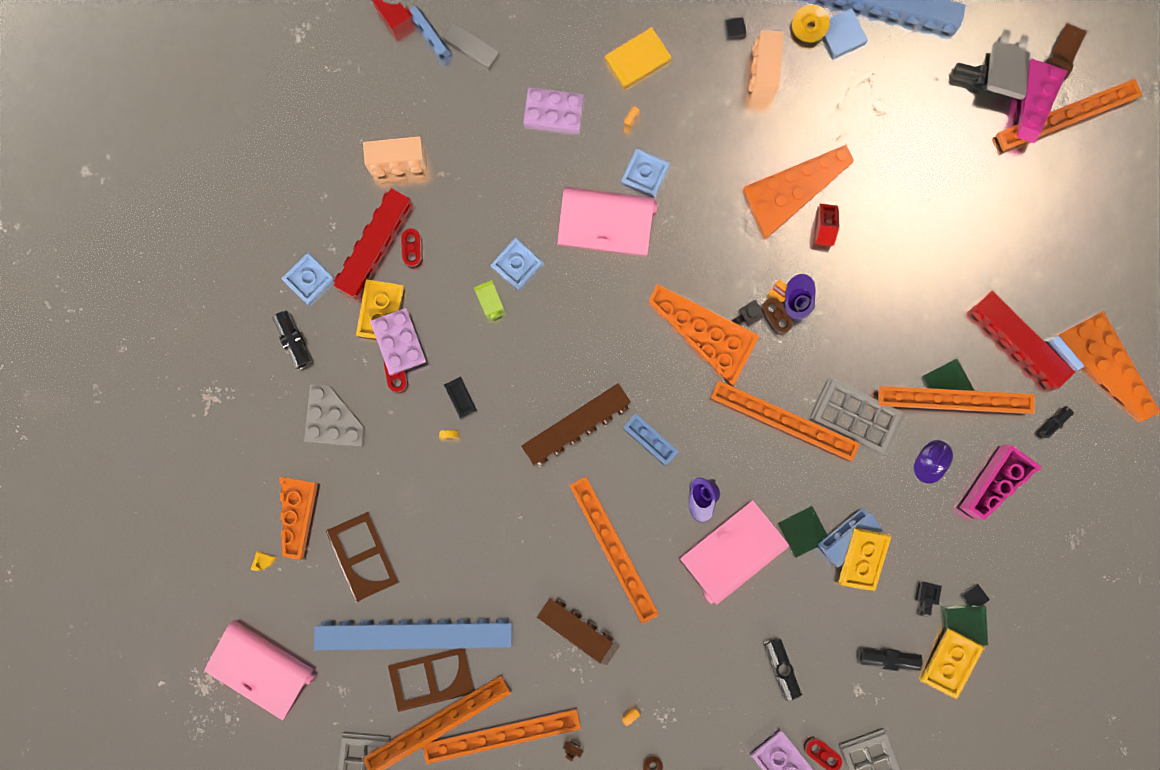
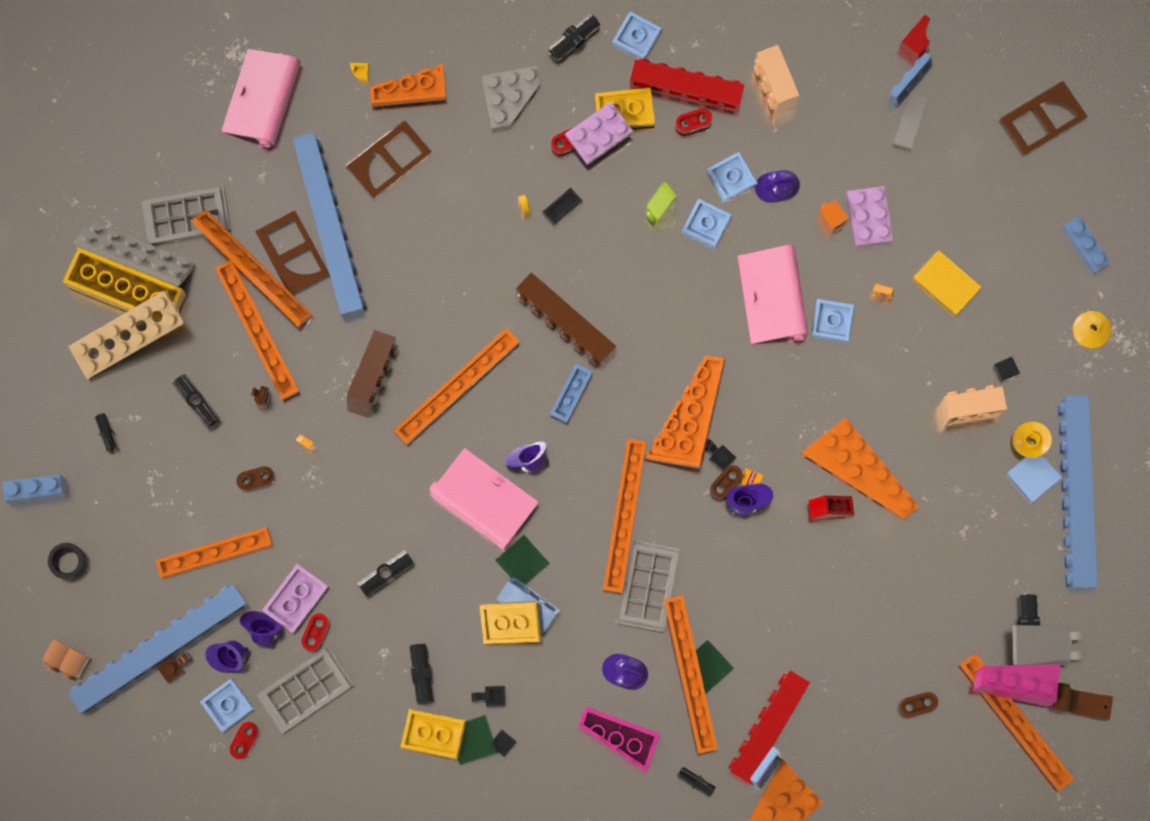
camera: 75 degrees right, 5 degrees down
(477, 227) = (732, 176): none -> light blue tile
(498, 187) = (777, 185): none -> dark purple piece
(544, 142) = (833, 216): none -> orange brick
(1032, 199) = (918, 704): none -> reddish brown plate

